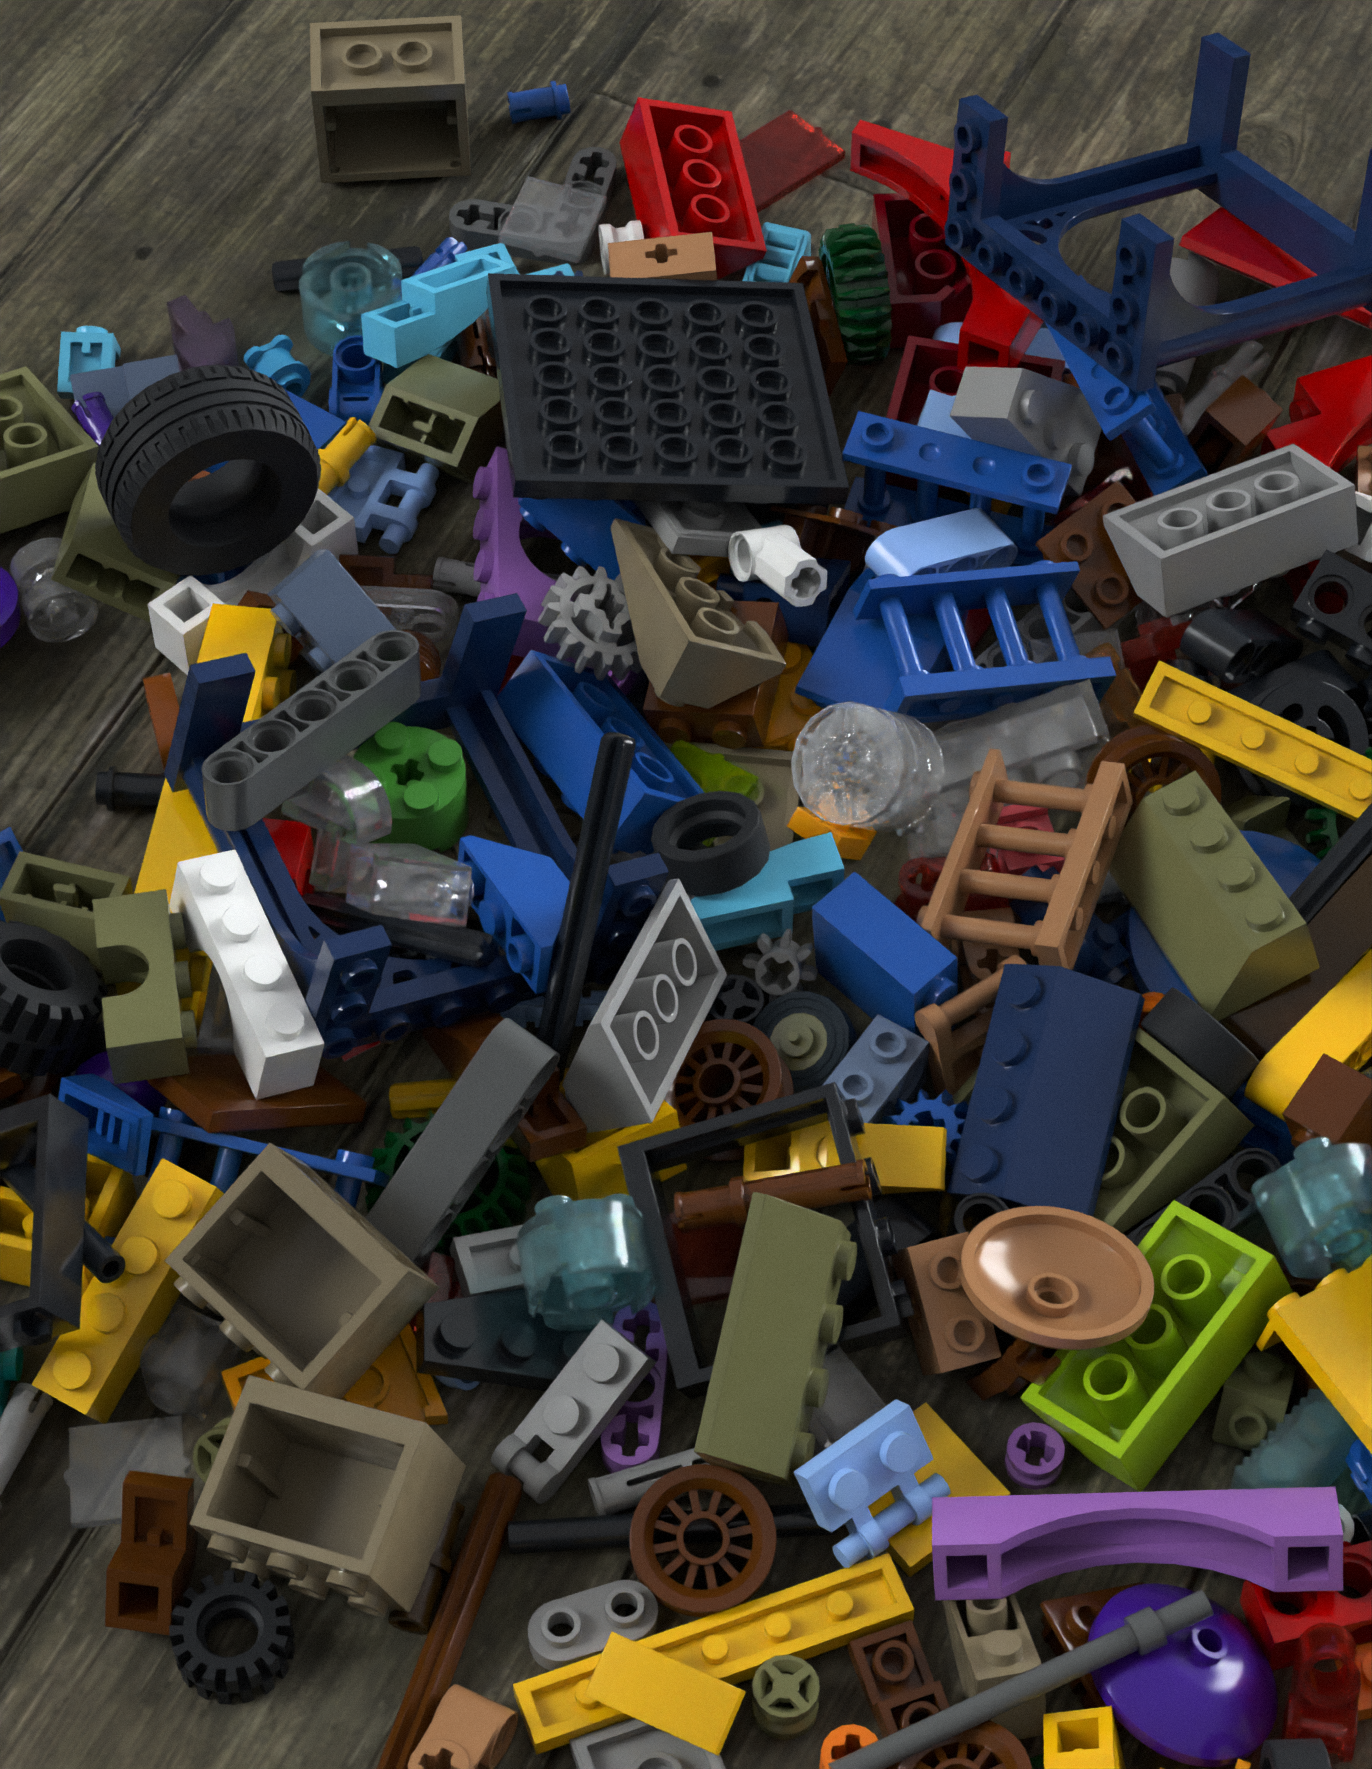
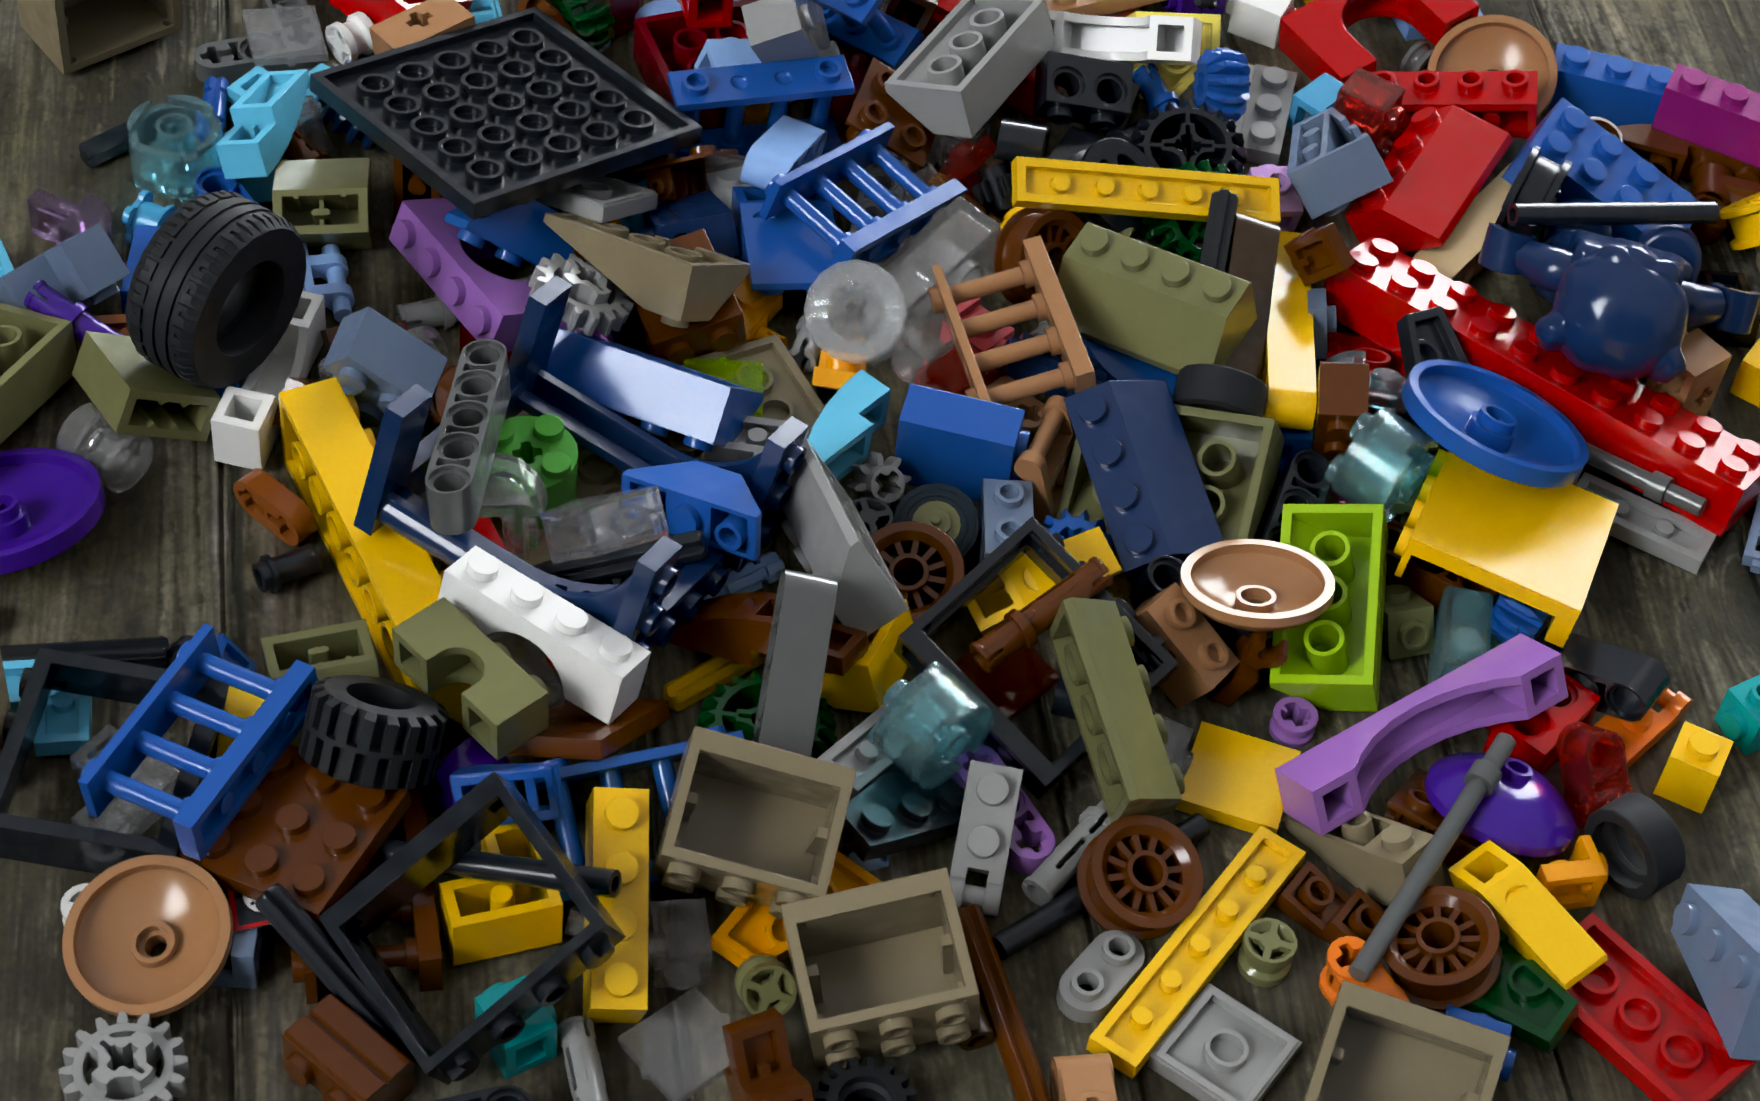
camera: 40 degrees left, 5 degrees down
(585, 893) = (763, 452): black axle -> none
(665, 1693) = (1202, 983): yellow slope -> none
(707, 817) = (785, 386): black tyre -> none
(777, 561) = (684, 200): white piece -> none
(863, 1468) = (1224, 772): light blue plate -> none

